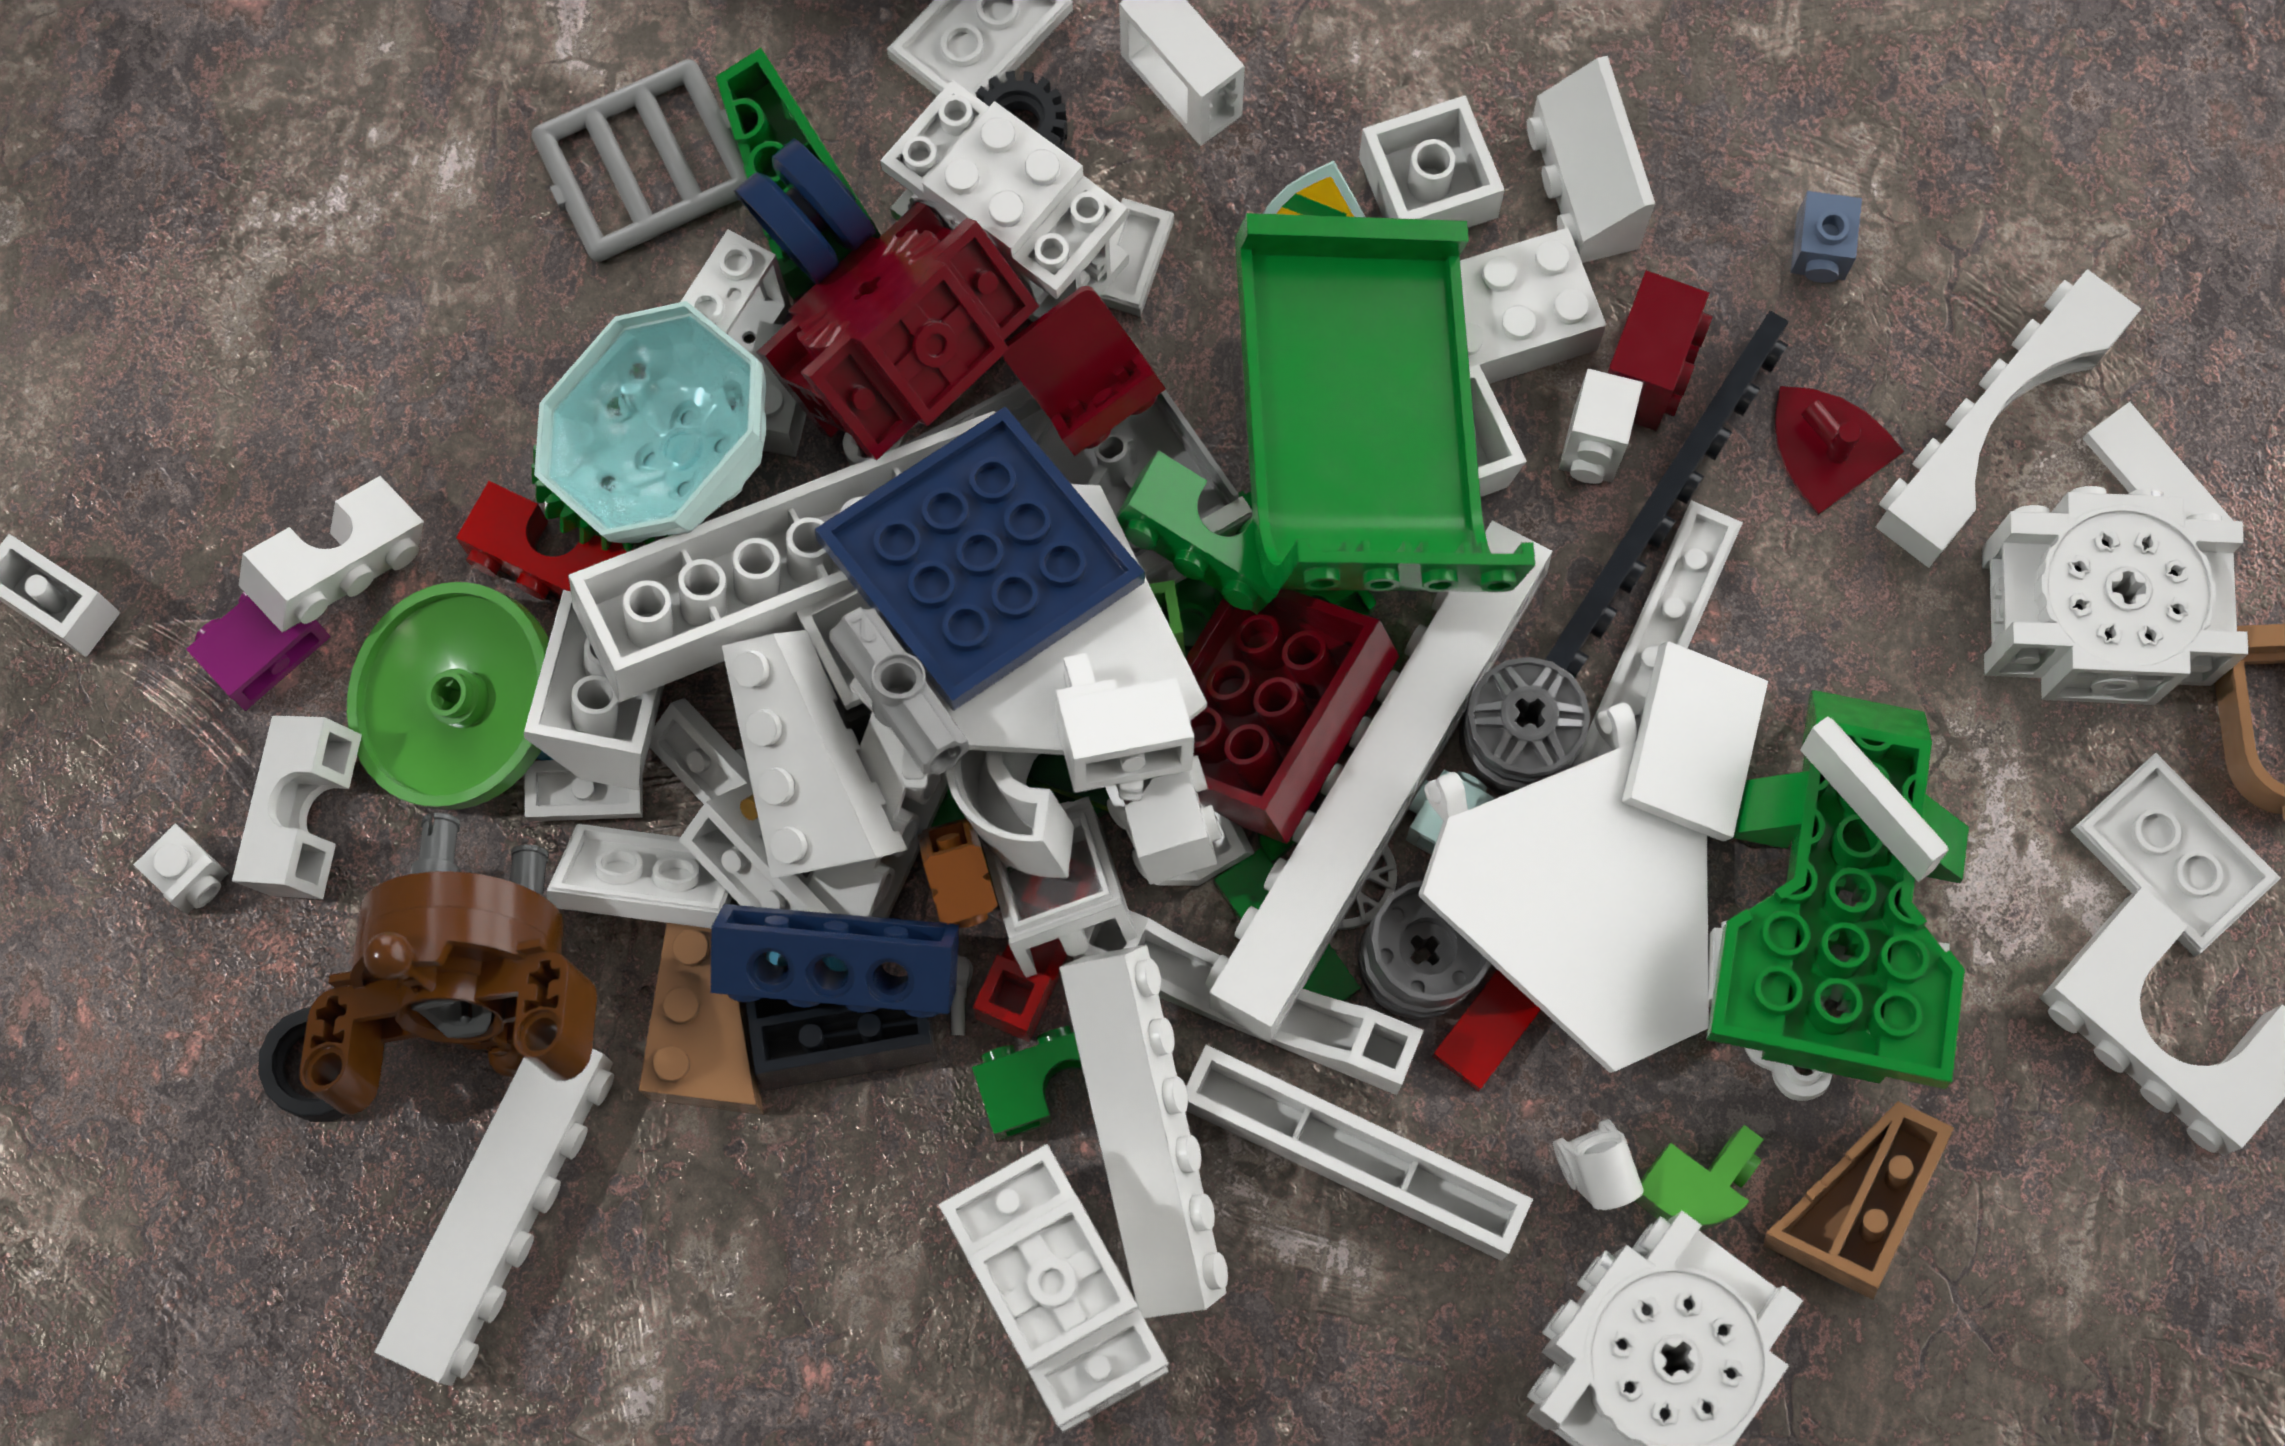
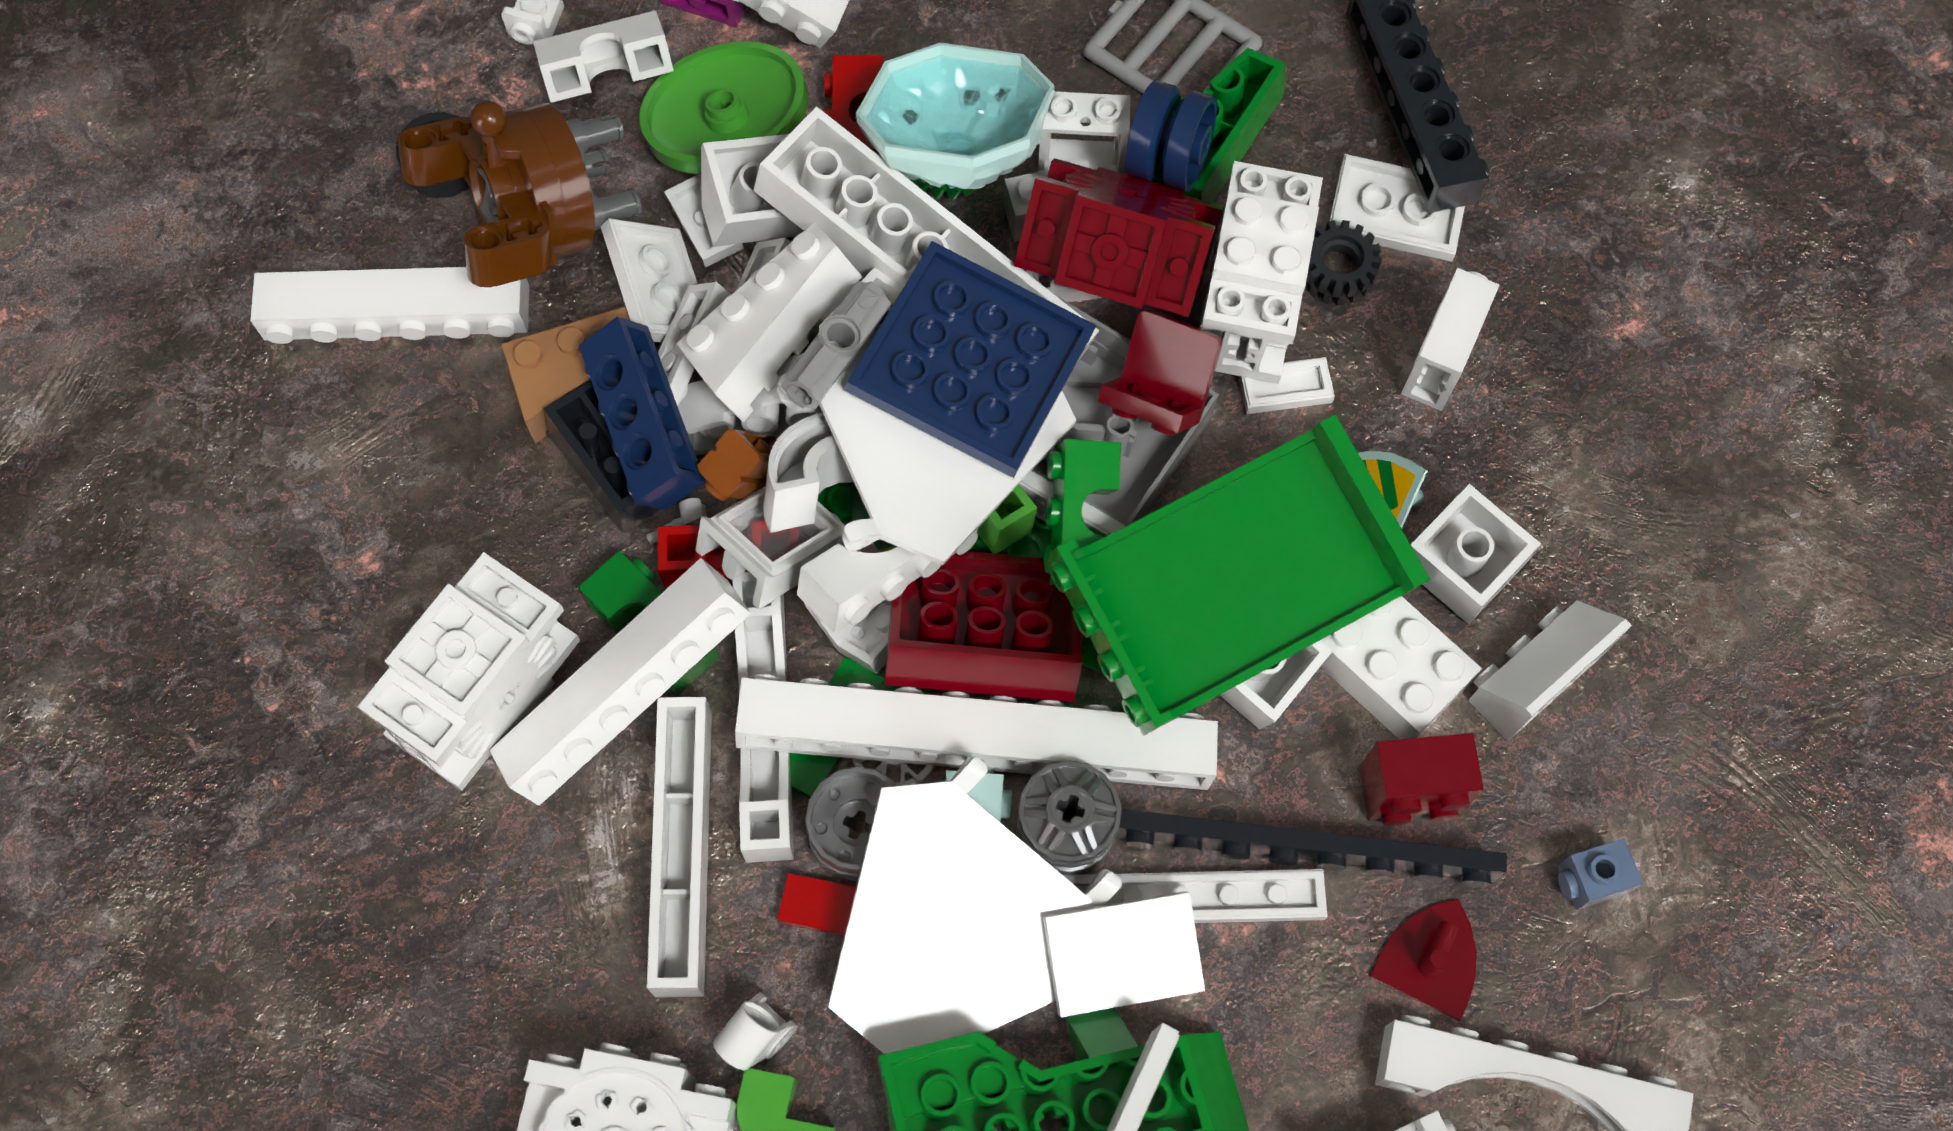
camera: 60 degrees right, 5 degrees down
(1120, 732) = (880, 504): white hinge -> none
(1600, 426) = (1336, 766): white brick -> none

